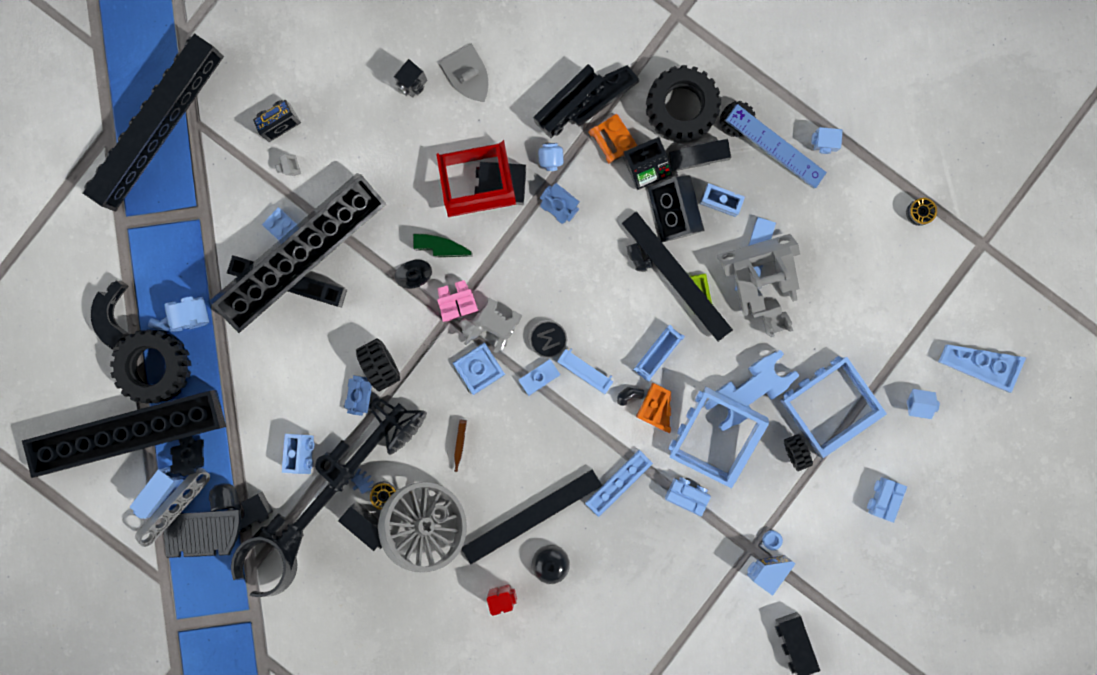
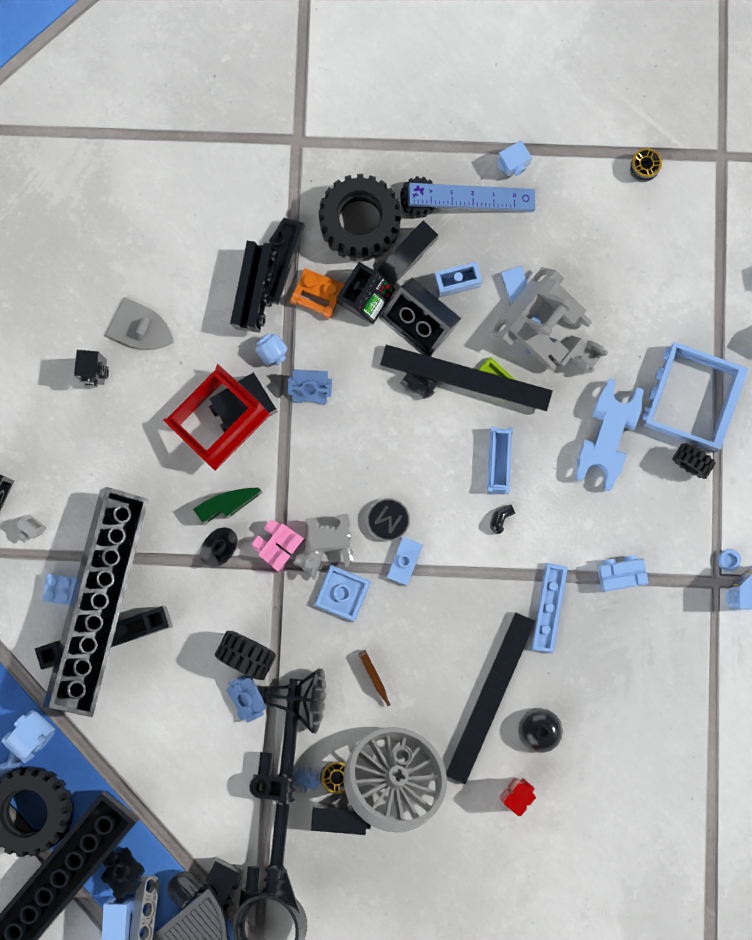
camera: 35 degrees left, 5 degrees down
(298, 454) = (227, 795): light blue brick -> none
(585, 371) = (444, 525): light blue container -> none
(656, 408) = (534, 513): orange wing -> none
(690, 461) = (648, 530): light blue window -> none

